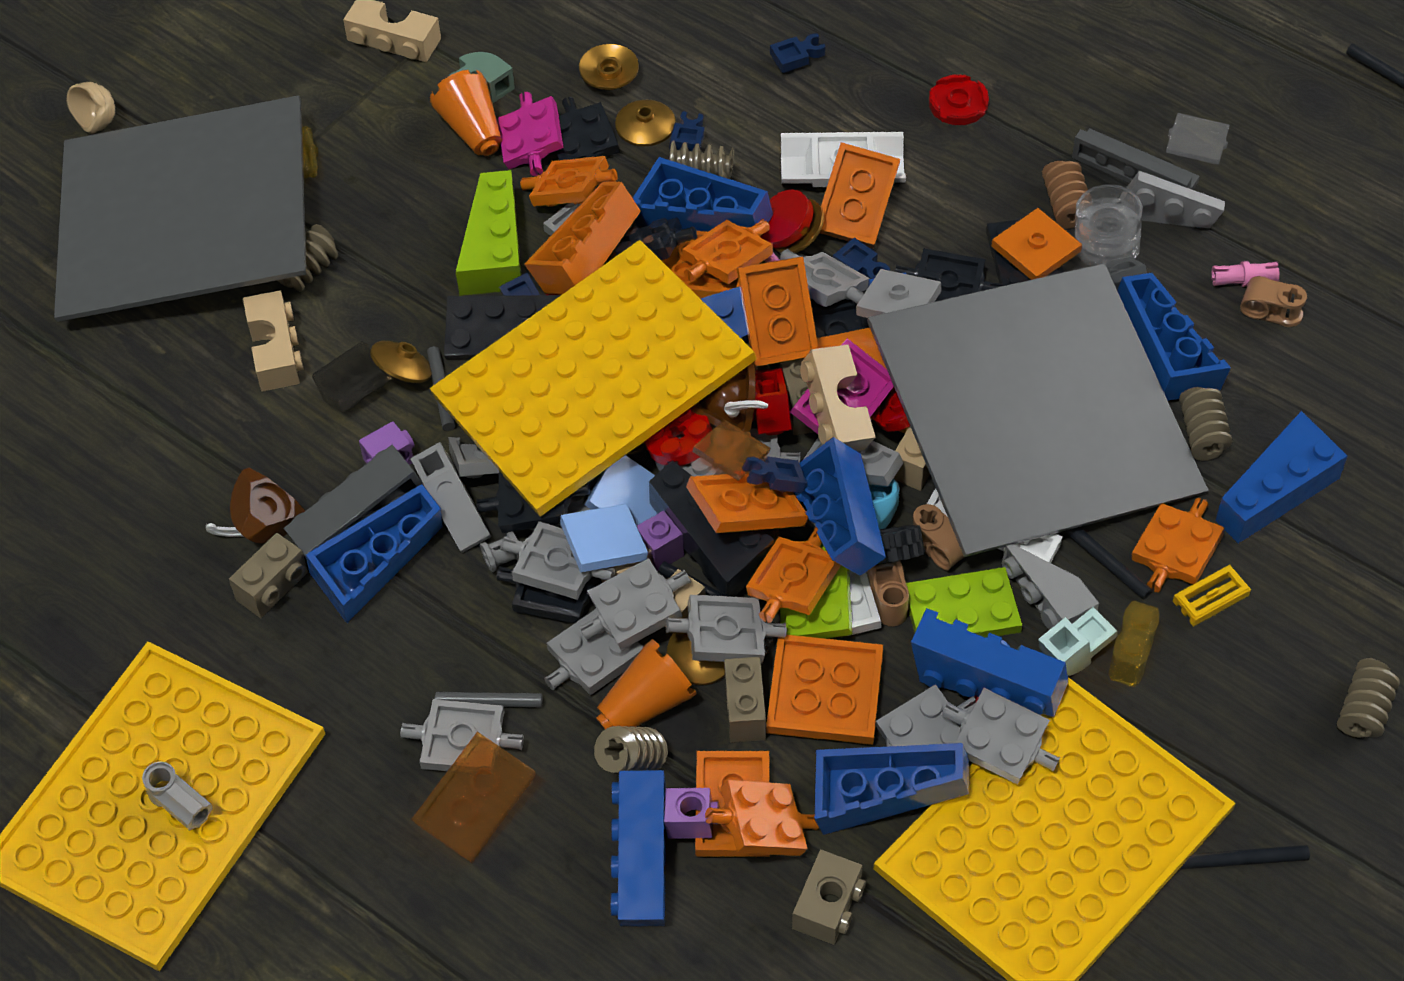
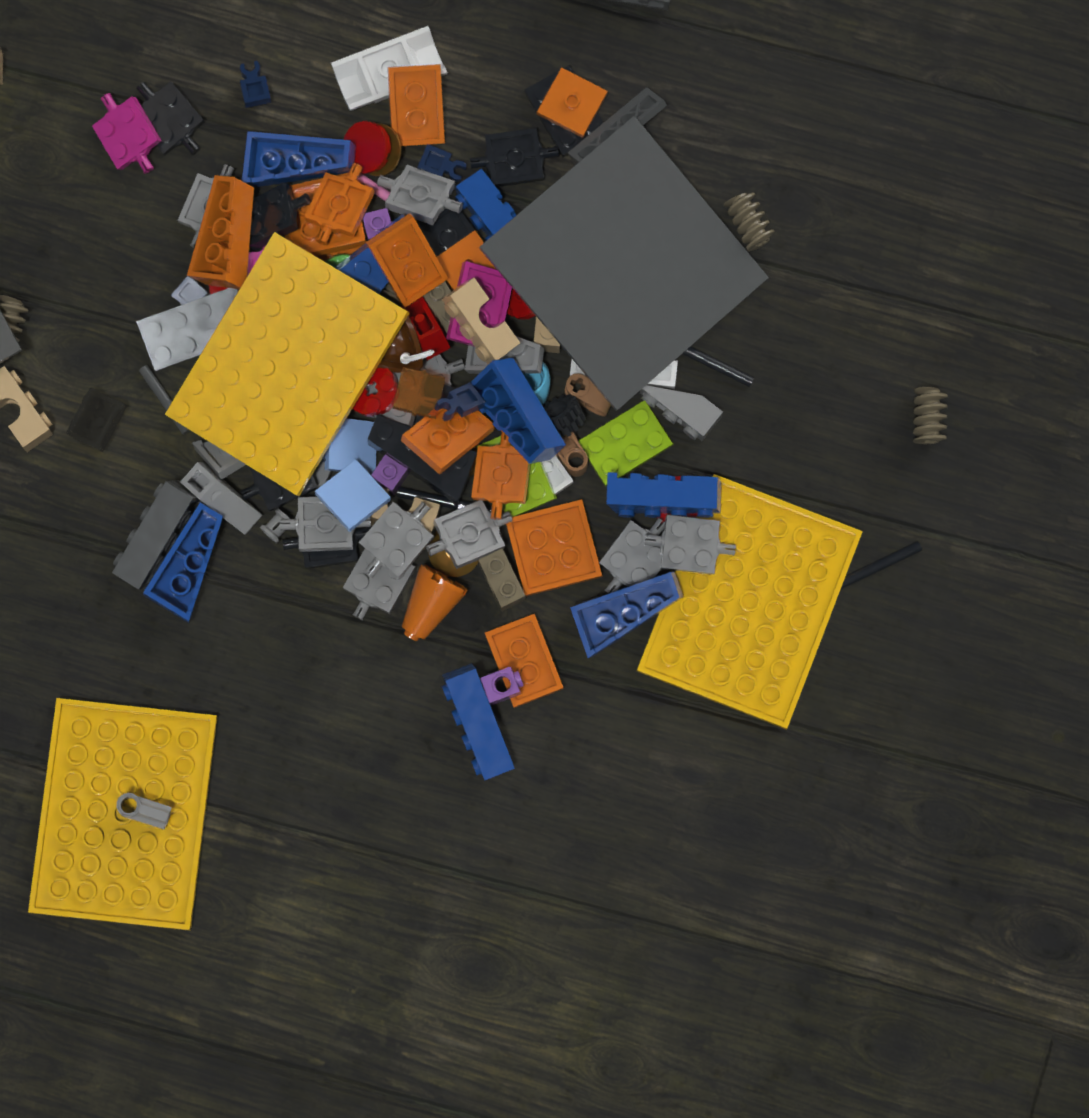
camera: 25 degrees left, 25 degrees up
(258, 509) = (83, 561): reddish brown hat -> none
(268, 575) = (118, 612): dark tan brick -> none
(383, 438) = (152, 471): medium lavender brick -> none
(401, 361) = (126, 392): pearl gold dish -> none
(453, 726) = (316, 683): light grey plate -> none
(468, 110) = (71, 135): orange cone -> none
(474, 797) = (346, 726): clear orange tile -> none
(491, 237) = (145, 253): lime wedge -> none
(495, 70) = (59, 85): sand green brick -> none
(502, 699) = (320, 645): dark grey bar -> none
(568, 181) = (181, 173): orange plate -> none
(608, 66) = (158, 29): pearl gold dish -> none
(630, 749) = (442, 655): dark tan piece -> none
(645, 123) = (212, 94): pearl gold dish -> none
(712, 163) = (278, 114): dark tan piece -> none
(762, 818) = (552, 670): orange plate -> none
(828, 876) = (609, 721): dark tan brick -> none
(896, 291) = (488, 202): light grey plate -> none
(1064, 188) = (577, 38): medium nougat piece -> none
(1078, 641) = (717, 446): light aqua brick -> none
(1108, 224) = (622, 52): clear wheel -> none
(1134, 643) = (757, 437): clear yellow brick -> none
(1168, 337) = (701, 160): blue wedge -> none
(1173, 203) = (658, 22): light grey wing -> none
(1177, 544) = (760, 332): orange plate -> none
(1219, 605) = (783, 383): yellow tile -> none
(1243, 273) = (737, 64): bright pink pin -> none
(1271, 299) = (763, 86): medium nougat piece -> none
(1282, 477) = (821, 245): blue wedge -> none

